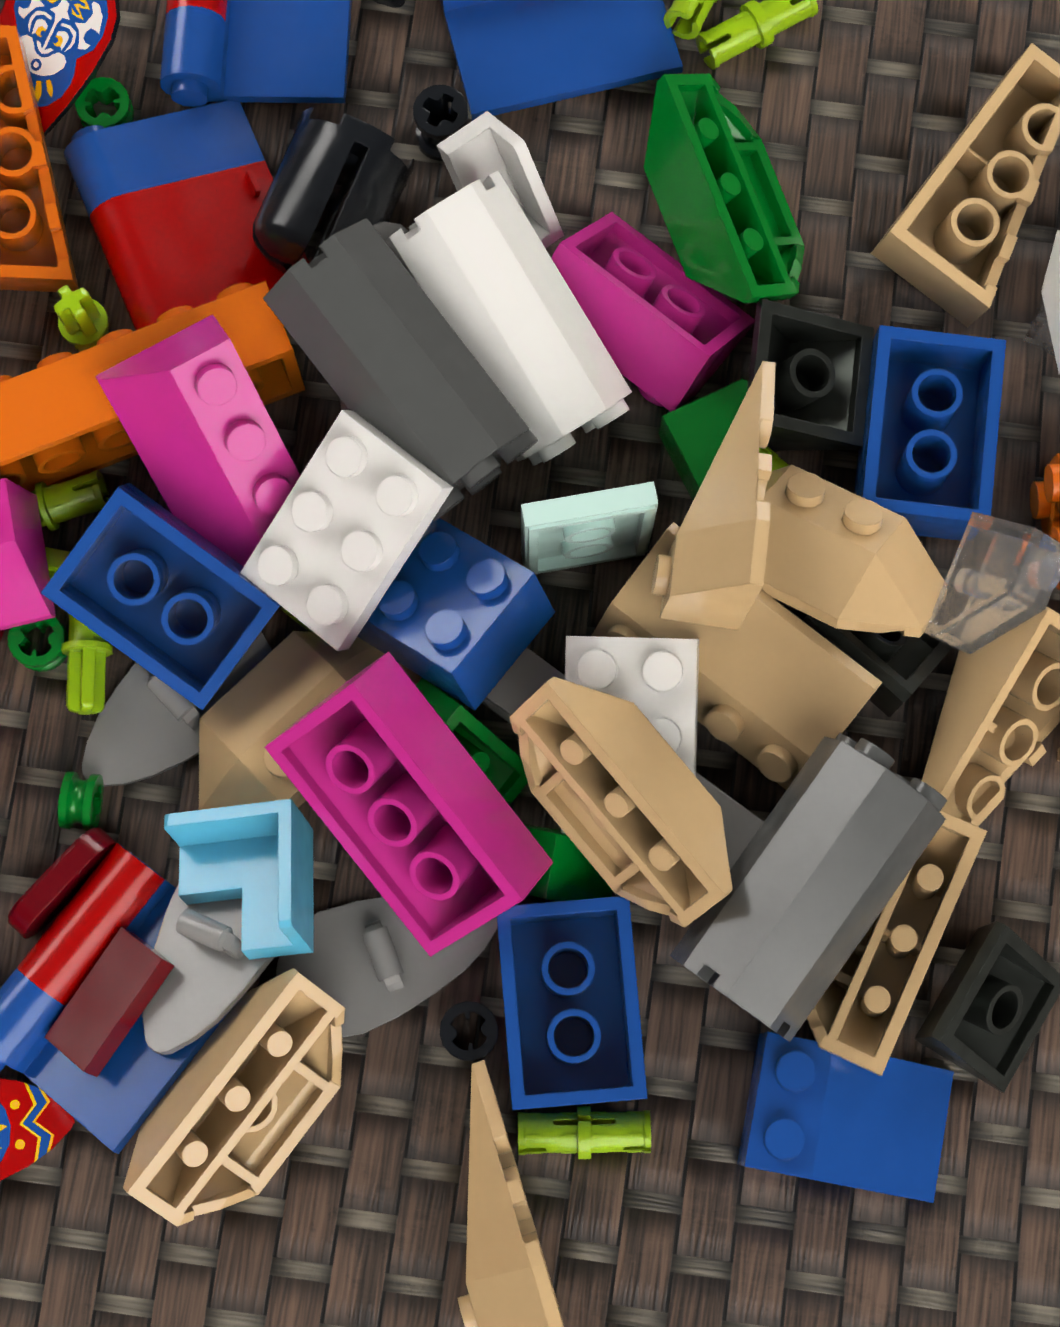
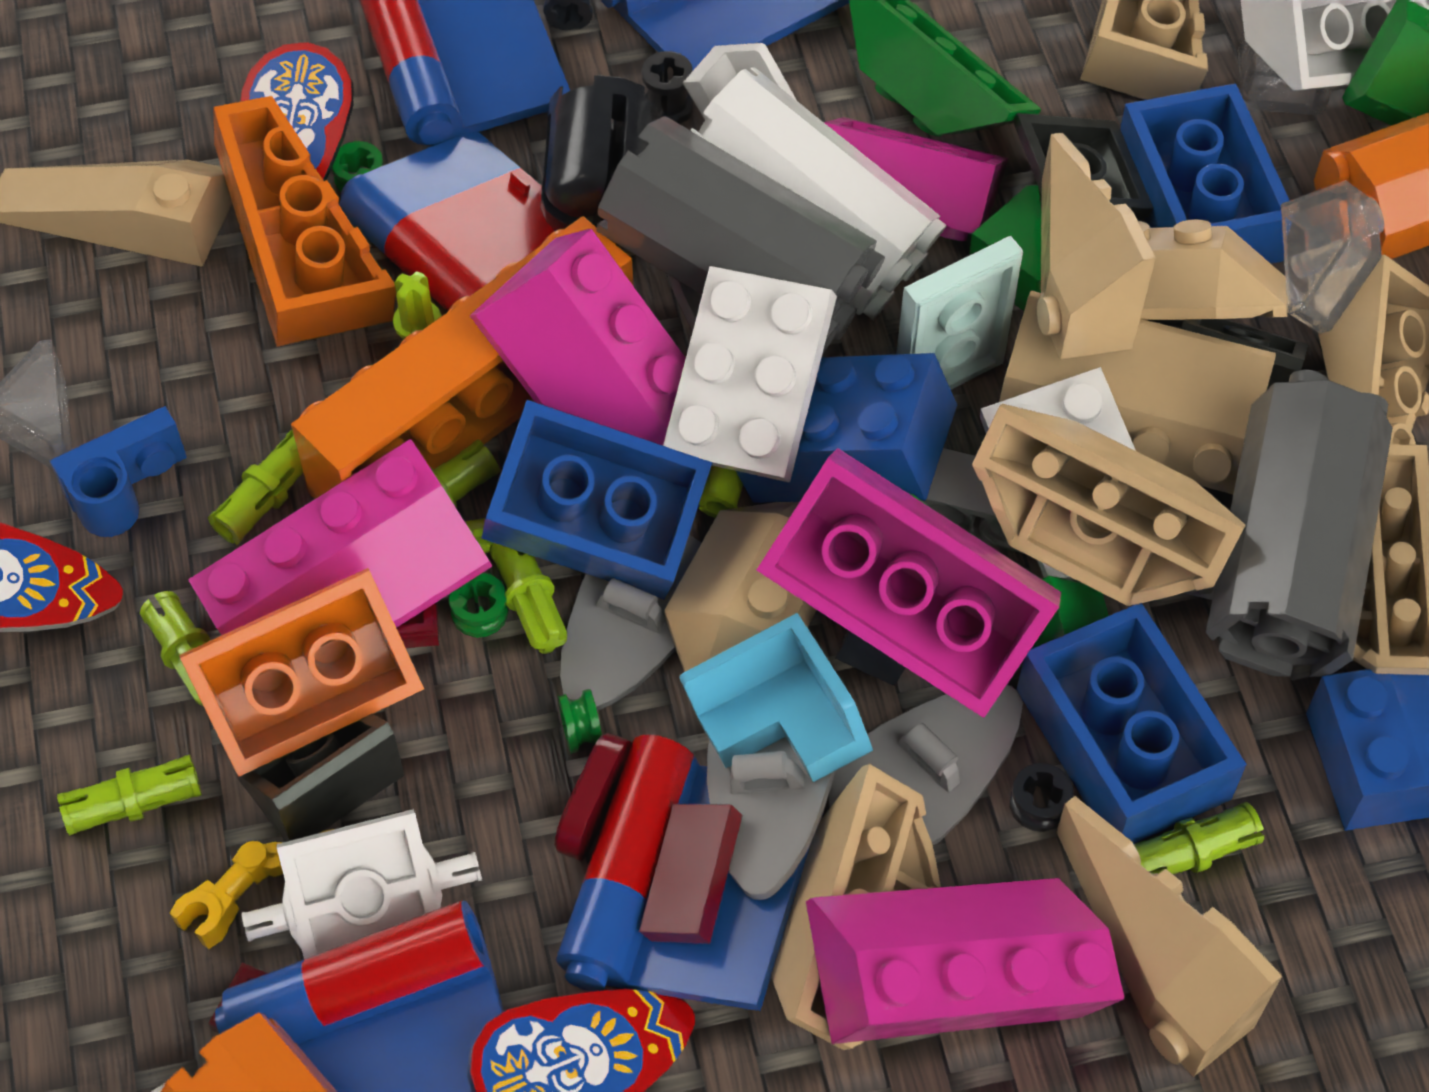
camera: 20 degrees left, 20 degrees down
(303, 1184) = (959, 959): none -> dark pink slope

